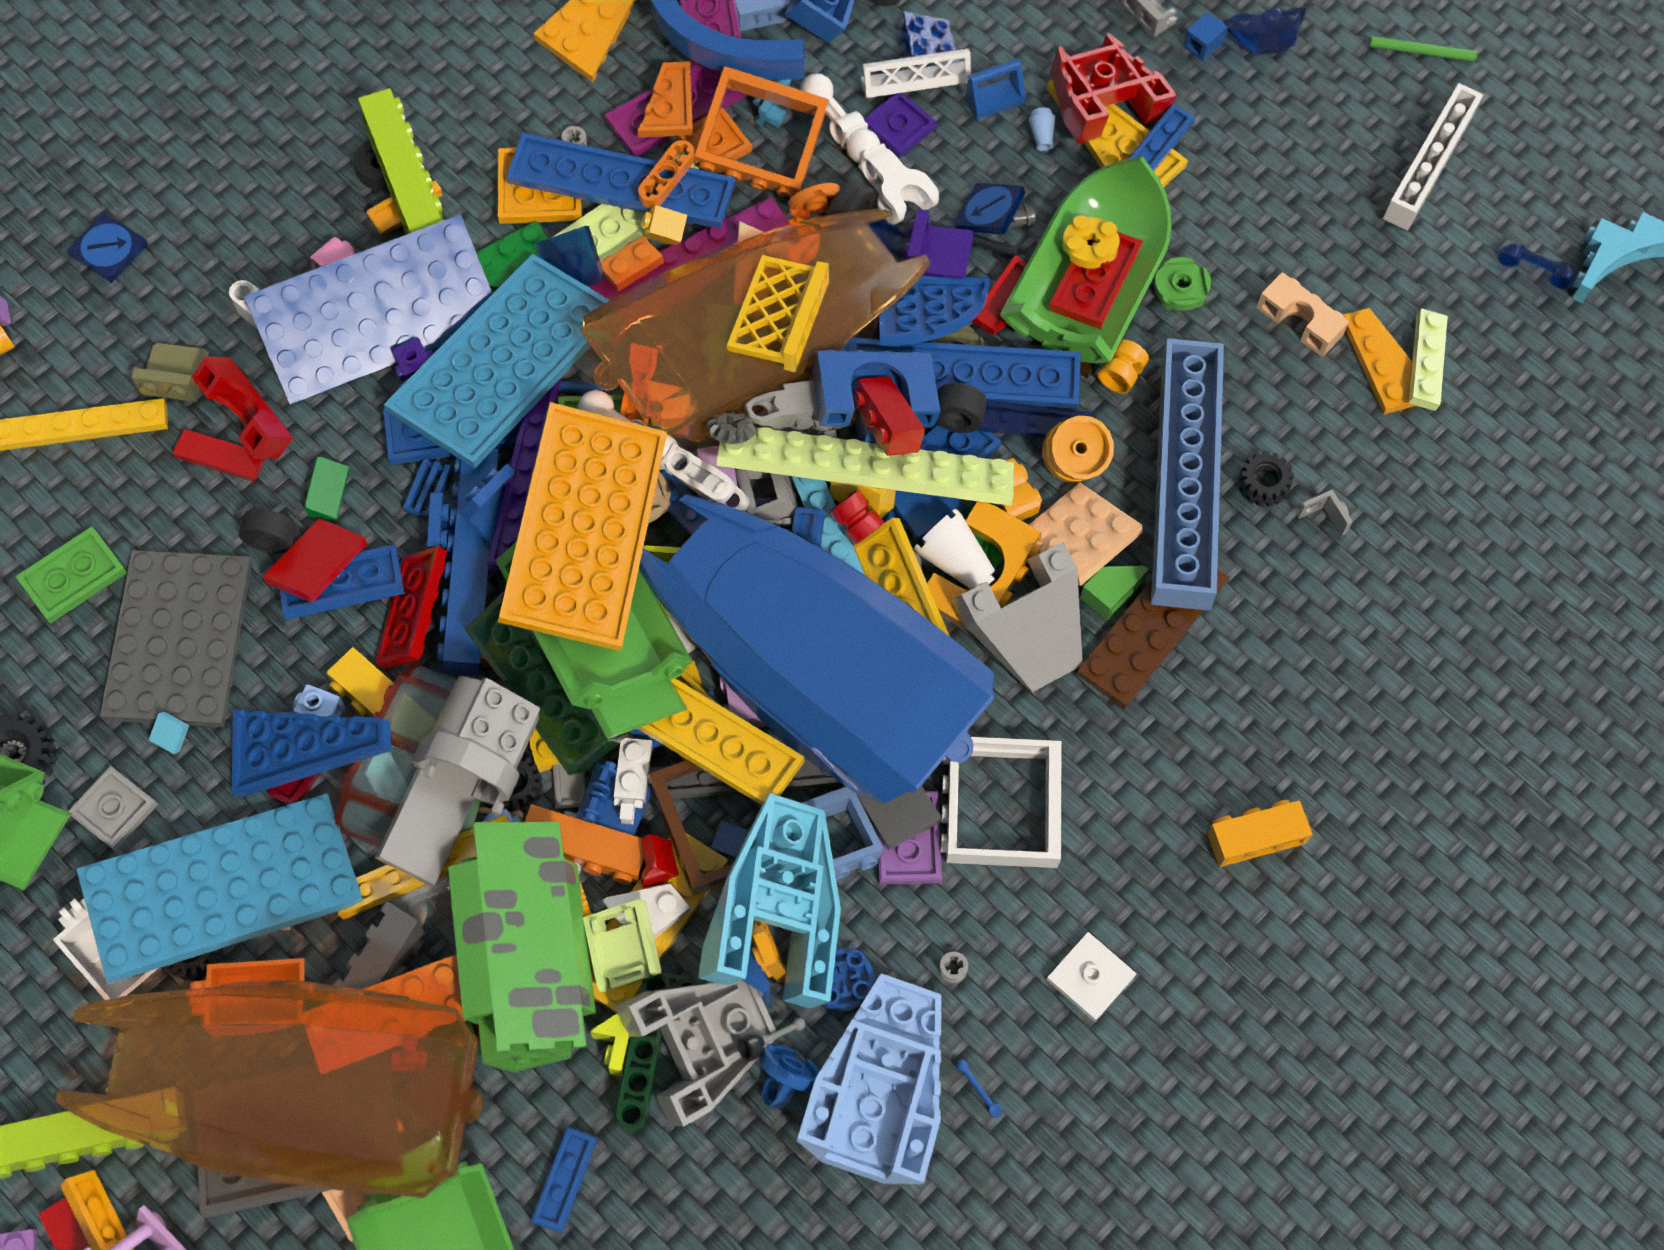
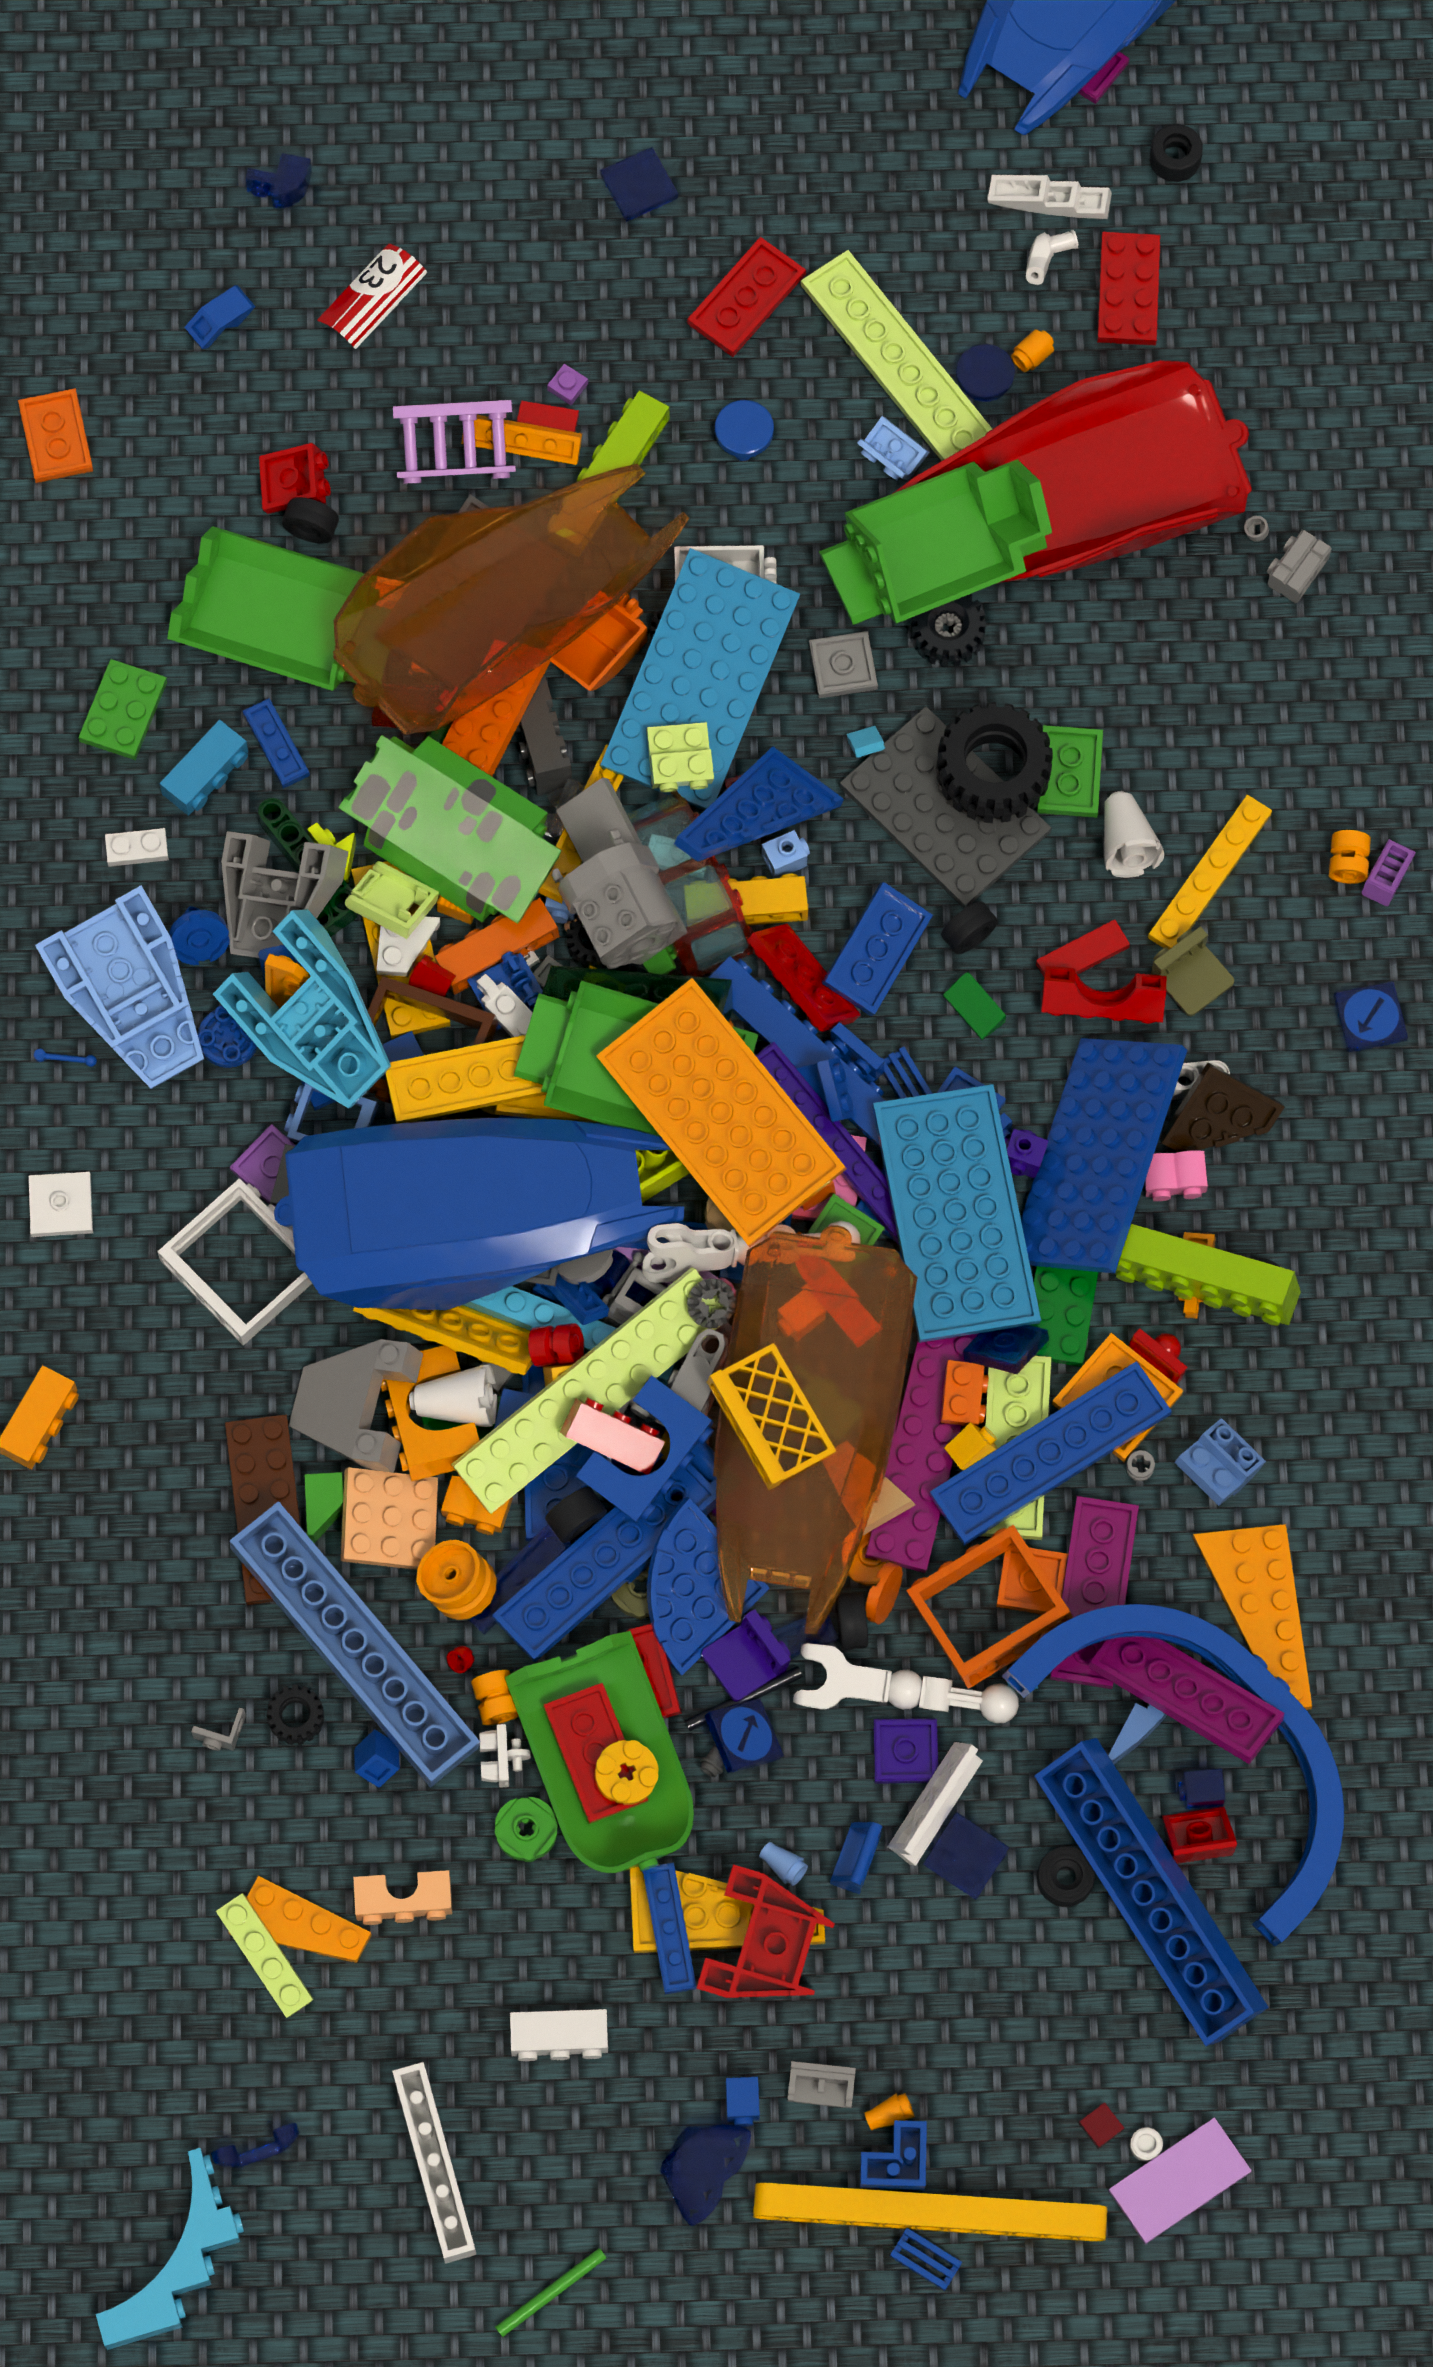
camera: 135 degrees right, 5 degrees up
(91, 582) = (1003, 727): none -> black tyre
(92, 491) = (1128, 837): none -> white cone
(257, 267) = (1219, 1113): none -> dark brown plate
(304, 838) = (680, 756): none -> yellowish green plate
(315, 560) = (912, 943): red tile -> none
(484, 181) = (1160, 1353): none -> red tile
(528, 92) = (1220, 1462): none -> medium blue brick
(640, 1211) = (204, 768): none -> dark azure brick
(667, 162) = (1017, 1461): orange beam -> none
(670, 104) = (1092, 1561): orange wing -> none
(752, 1045) = (236, 923): black hinge -> none
(756, 1204) = (136, 847): none -> white plate
(960, 958) = (161, 1107): light grey bush -> none
(1120, 413) = (462, 1663): none -> red hinge
(1151, 330) = (497, 1741): none -> white hips
(1239, 405) = (376, 1758): none -> blue panel
(1280, 160) = (559, 2034): none -> white brick

